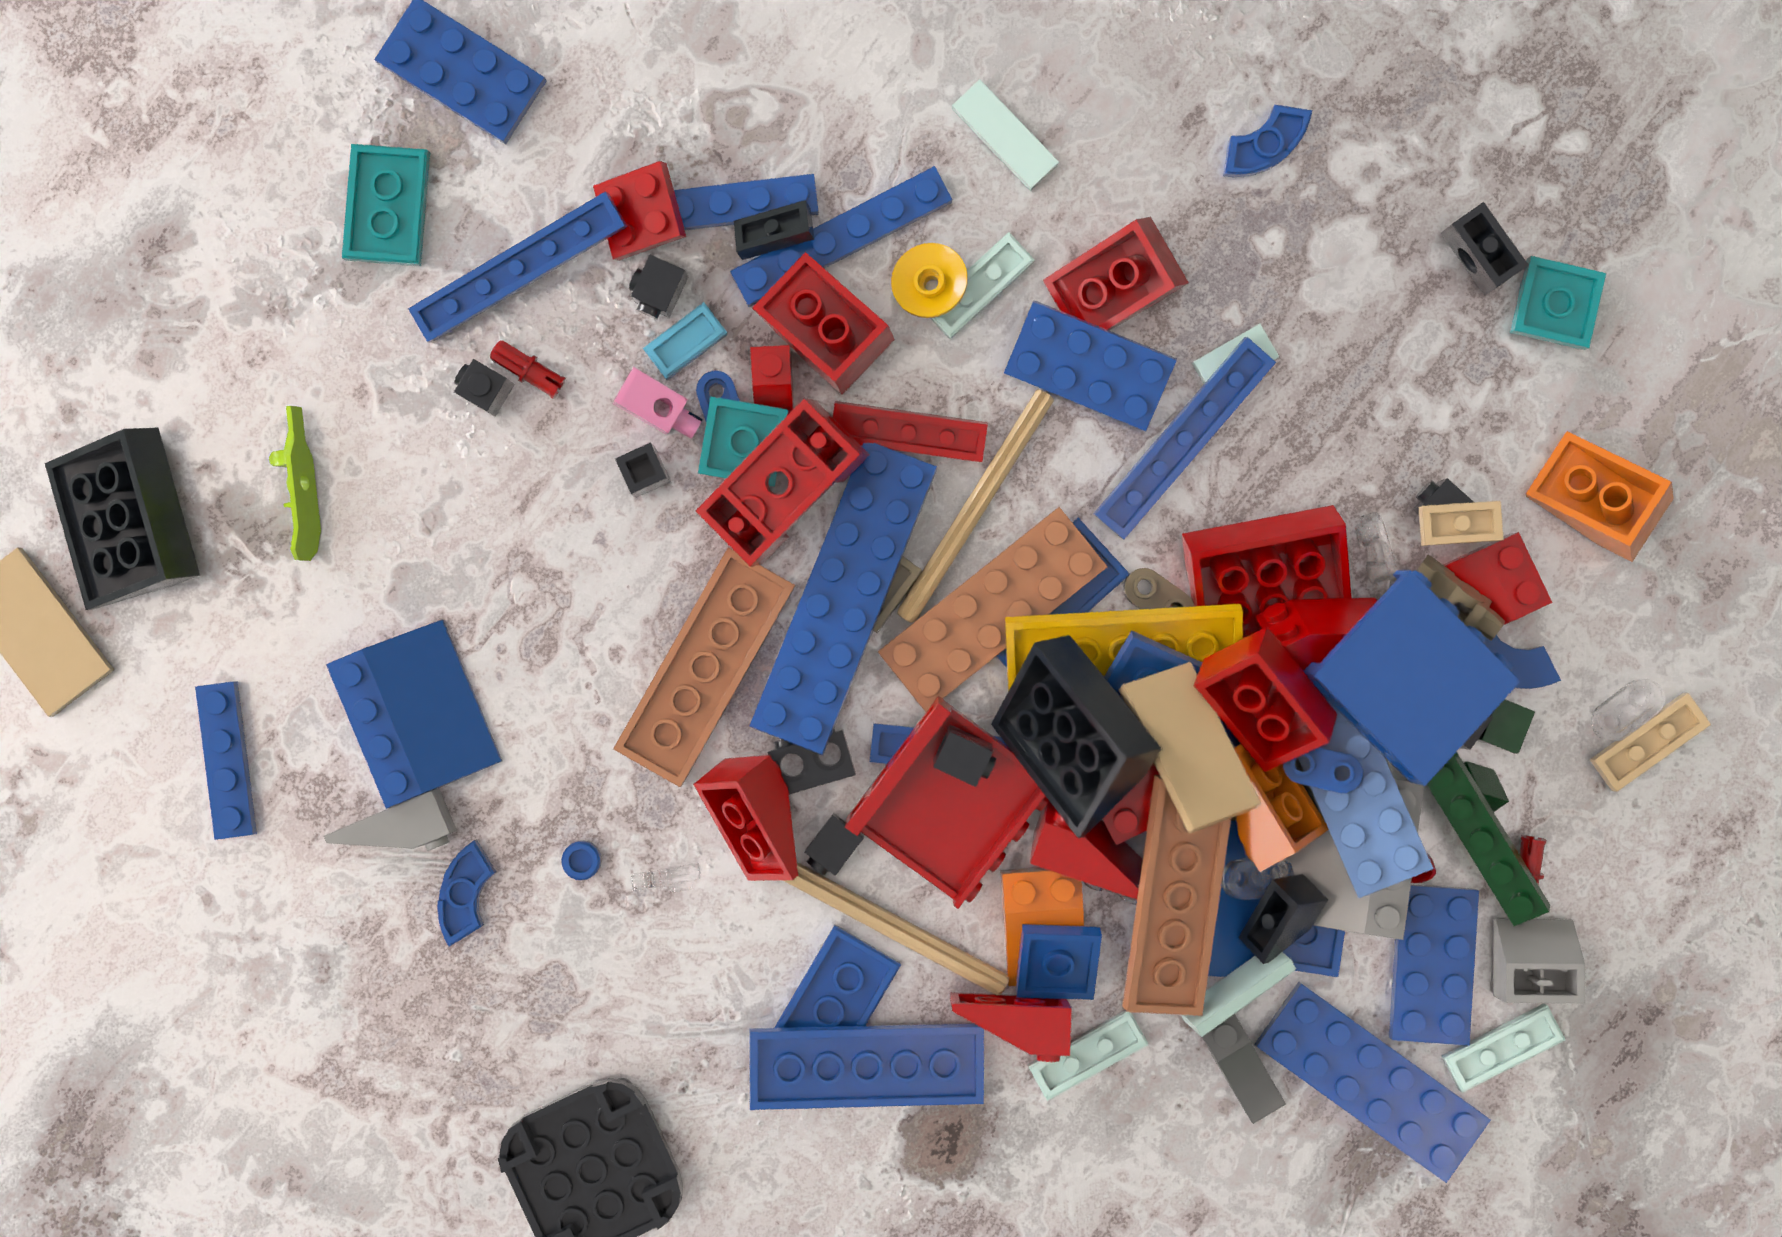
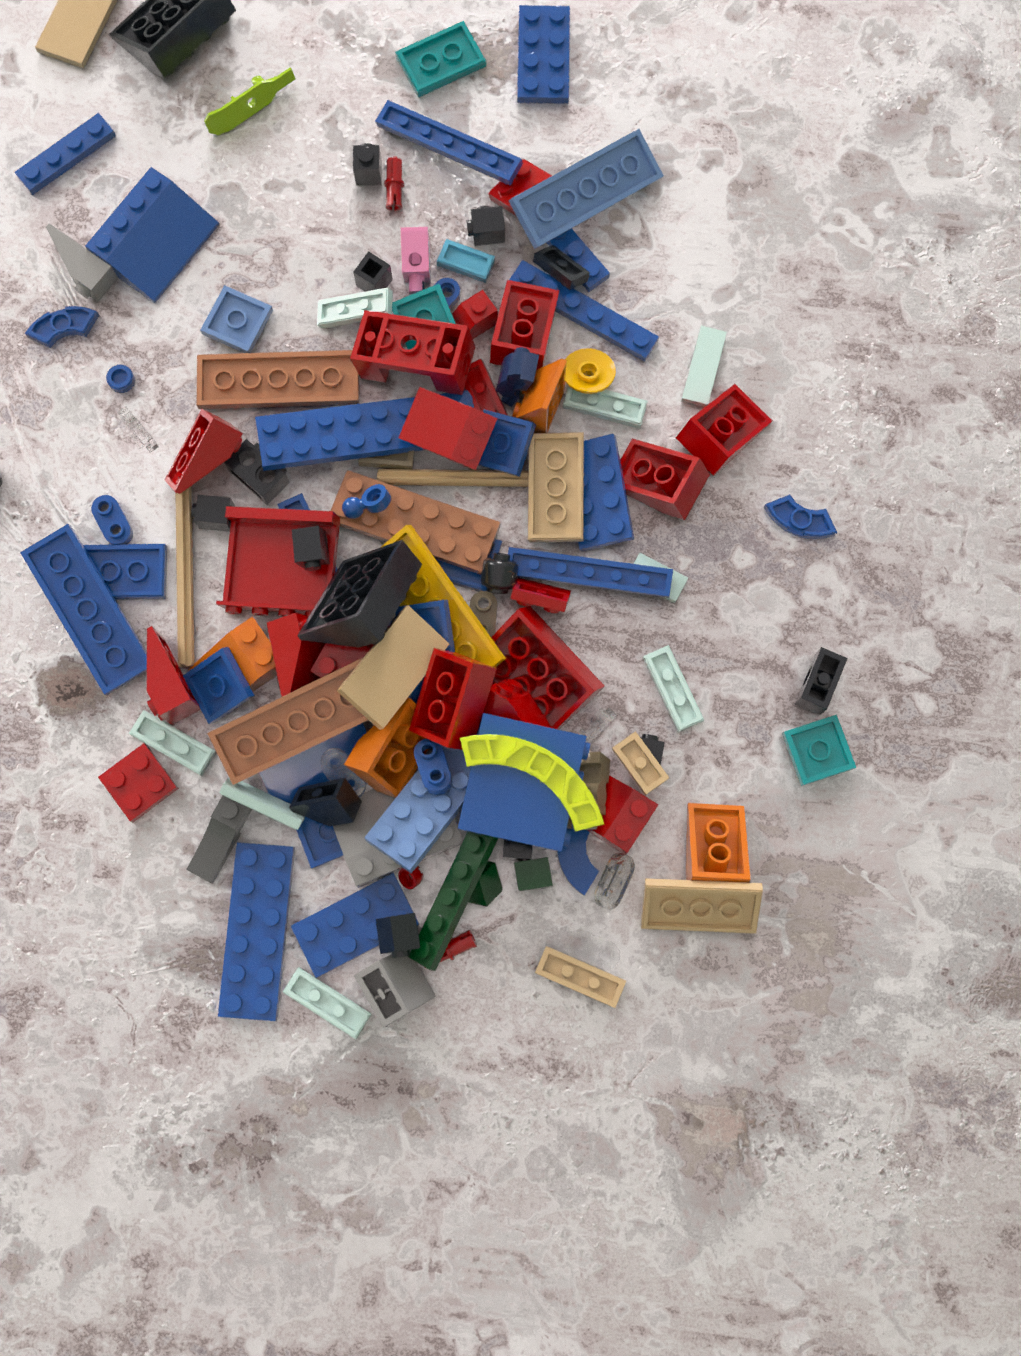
camera: 60 degrees right, 10 degrees down
(593, 673) = (236, 320): none -> medium blue plate
(672, 518) = (350, 308): none -> light aqua tile
(692, 134) = (586, 188): none -> medium blue plate
(763, 973) = (111, 519): none -> blue plate
(890, 372) = (516, 374): none -> dark blue cylinder
(914, 499) = (448, 428): none -> red slope
(936, 362) = (543, 396): none -> orange slope
(937, 672) = (373, 499): none -> blue plate
(961, 444) = (507, 444): none -> blue tile
(1057, 412) = (556, 487): none -> tan tile
(1103, 162) = (723, 429): none -> red slope
(1112, 1122) = (138, 782): none -> red plate
(1125, 547) = (499, 573): none -> black head
(1179, 512) = (531, 593): none -> red plate
(1380, 425) = (673, 688): none -> light aqua tile
(1410, 647) = (540, 764): none -> neon yellow tile
(1488, 924) = (397, 934): none -> black brick
(1566, 636) = (614, 881): none -> clear plate
(1659, 555) = (701, 905): none -> tan tile

